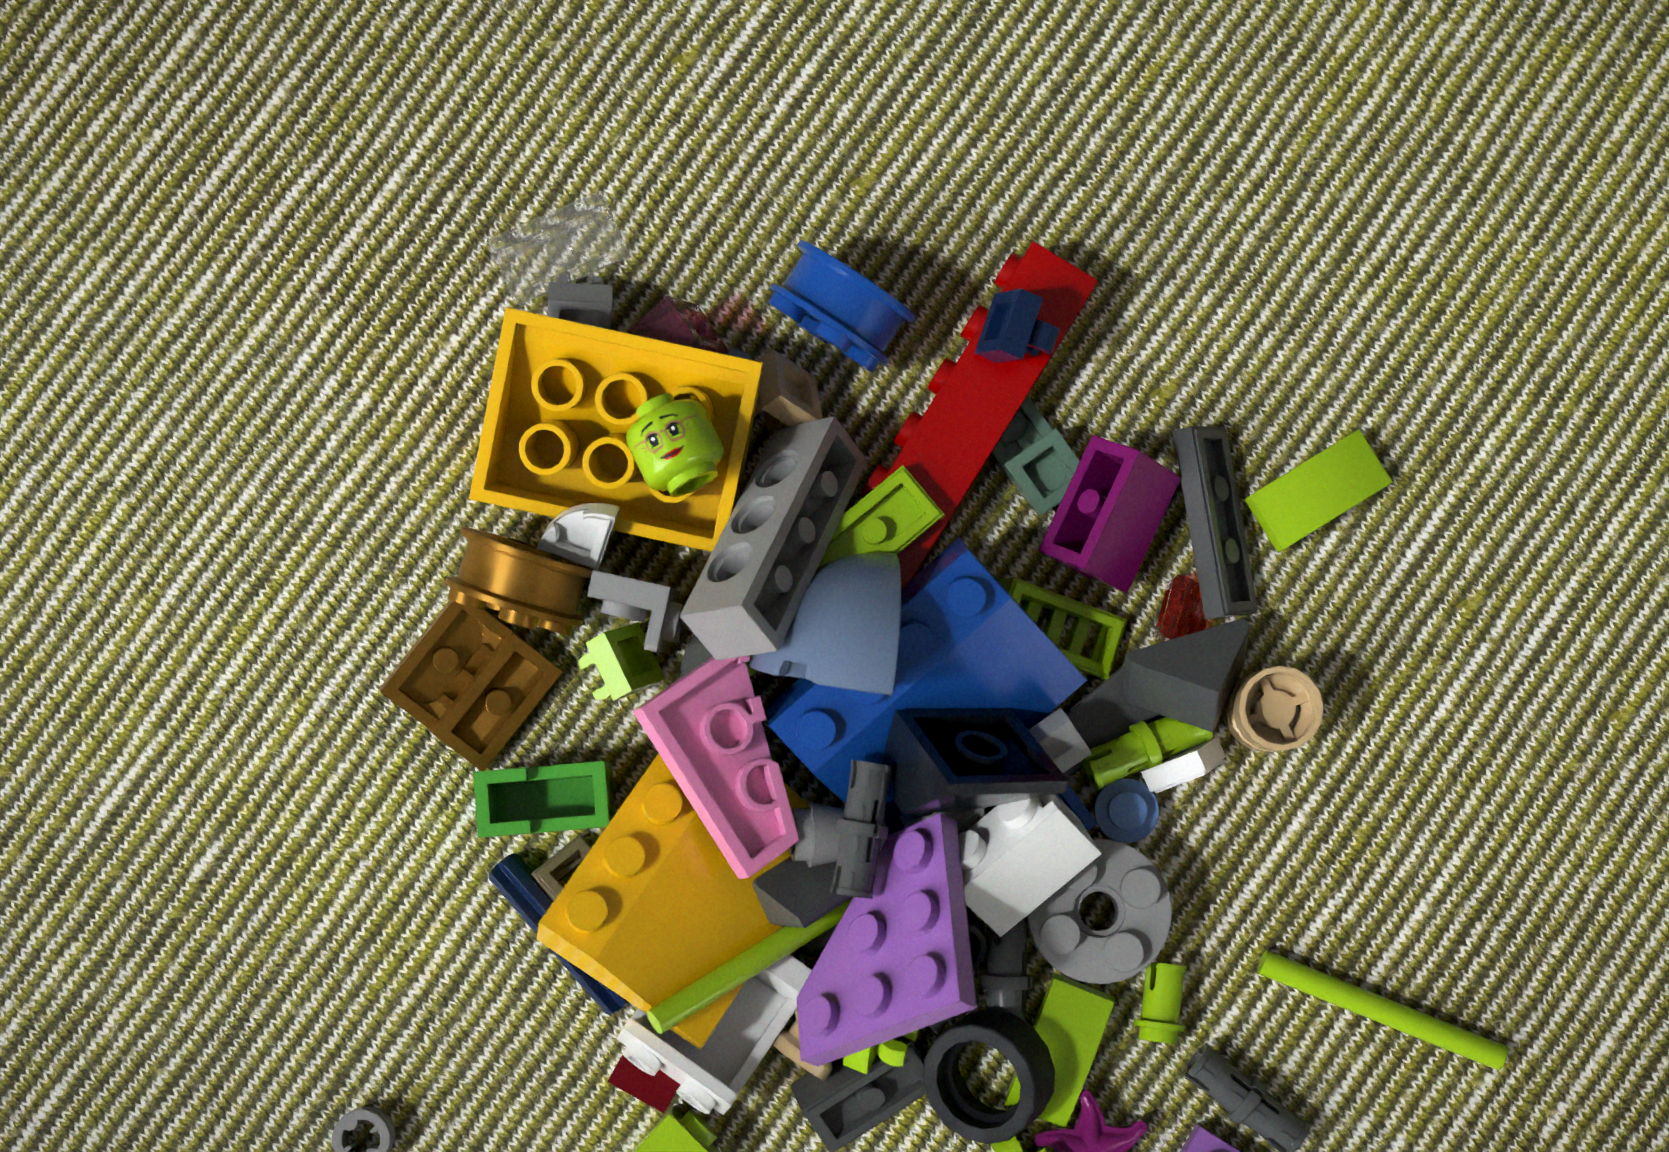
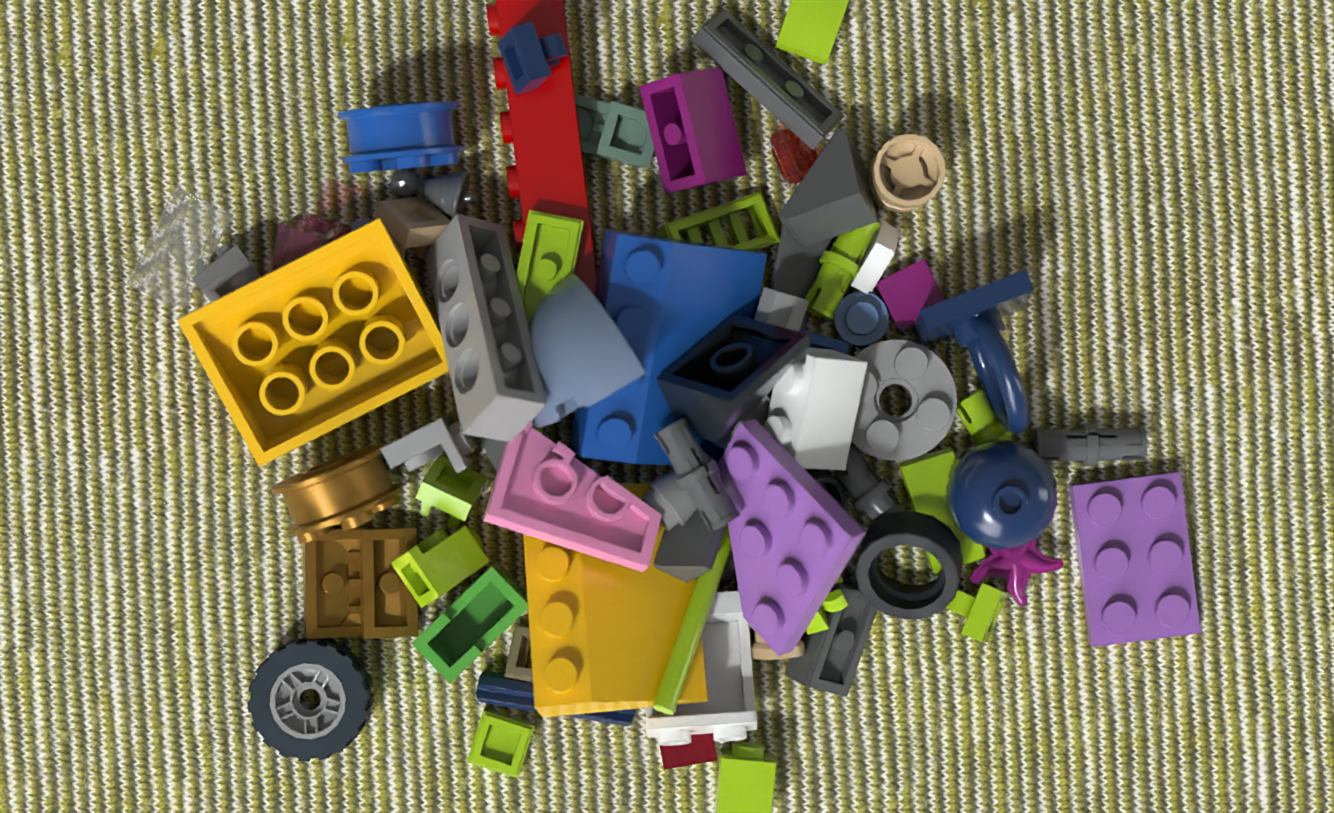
camera: 45 degrees left, 5 degrees up
(303, 761) = (293, 724): none -> black wheel
(477, 933) = (501, 742): none -> lime tile
(558, 721) = (440, 563): none -> lime brick
(580, 534) = (352, 429): white tile -> none
(675, 445) = (366, 321): lime head -> none
(838, 389) = (445, 192): none -> dark grey piece
(1128, 1079) = (1001, 494): none -> dark blue cylinder
(1189, 826) = (908, 293): none -> magenta tile
(1231, 900) = (979, 325): none -> dark blue tile
(1382, 1010) = (1132, 313): lime bar -> none

